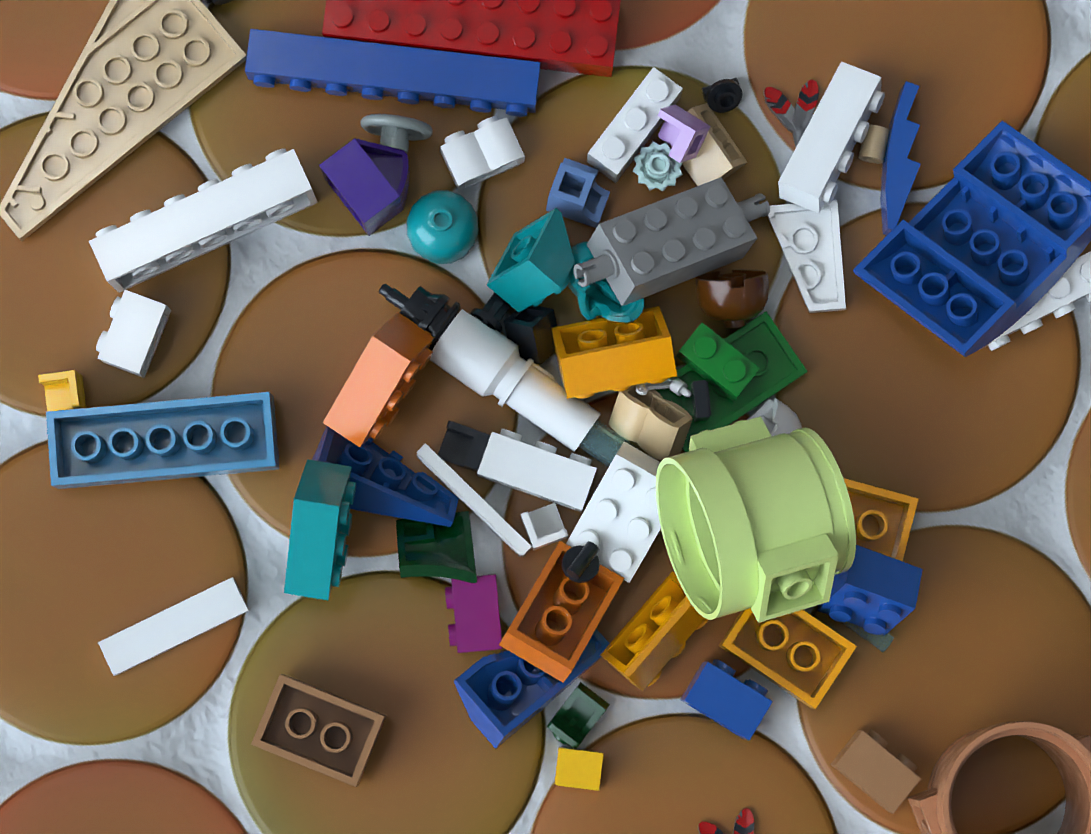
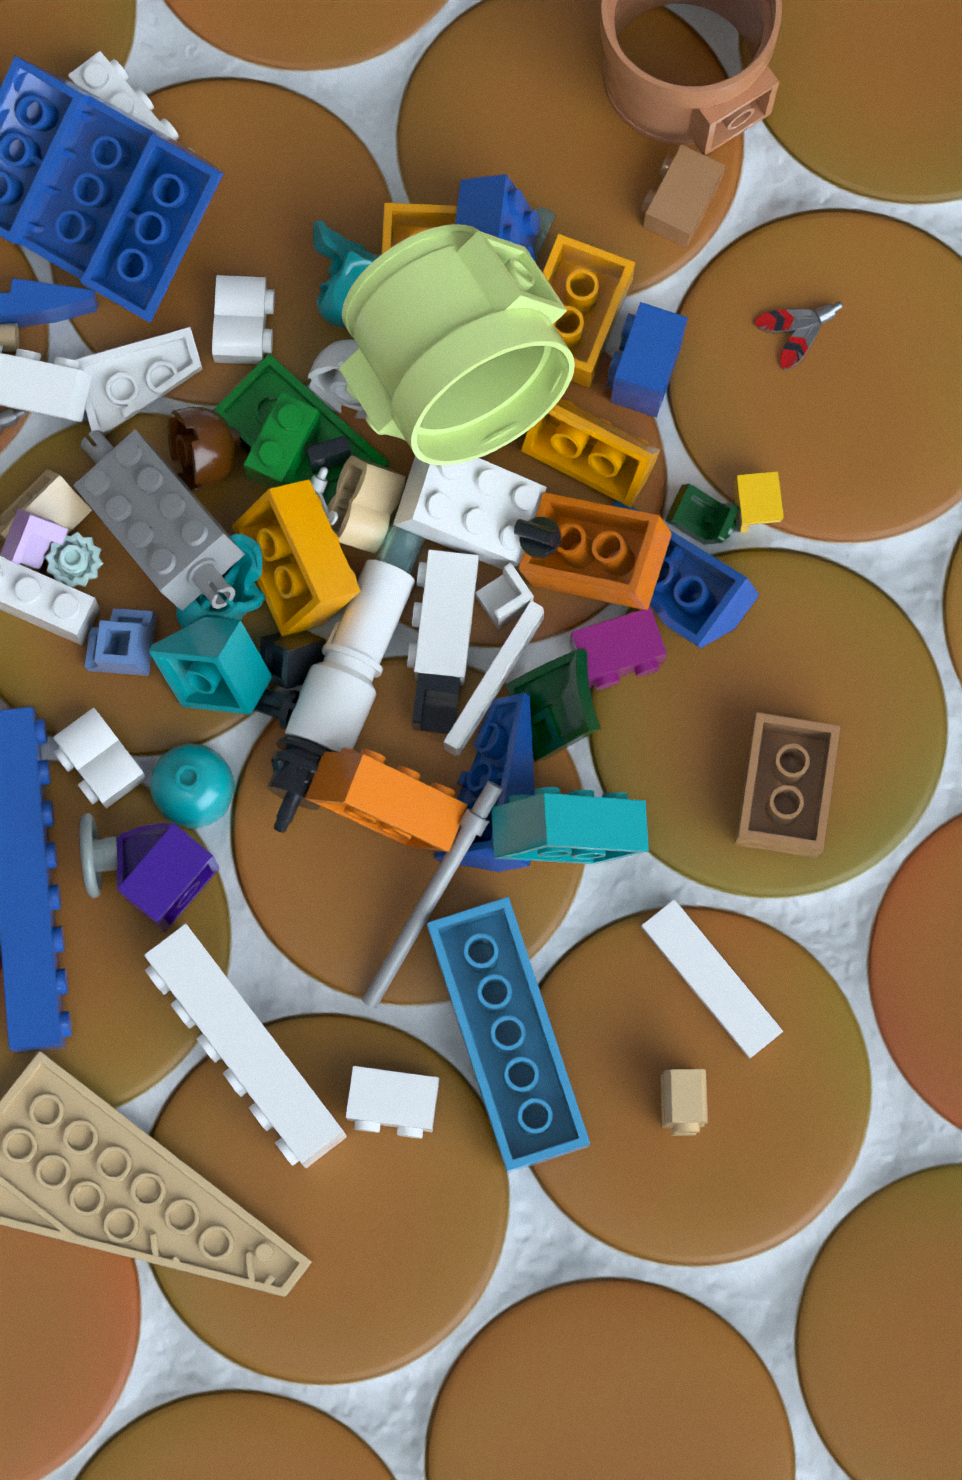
camera: 100 degrees left, 5 degrees down
(63, 390) = (479, 1166): yellow panel -> none
(70, 574) = (684, 1101): none -> tan brick
(339, 446) = (473, 823): none -> light grey bar
(844, 354) = (241, 320): none -> white brick
(861, 457) = (346, 266): none -> teal head

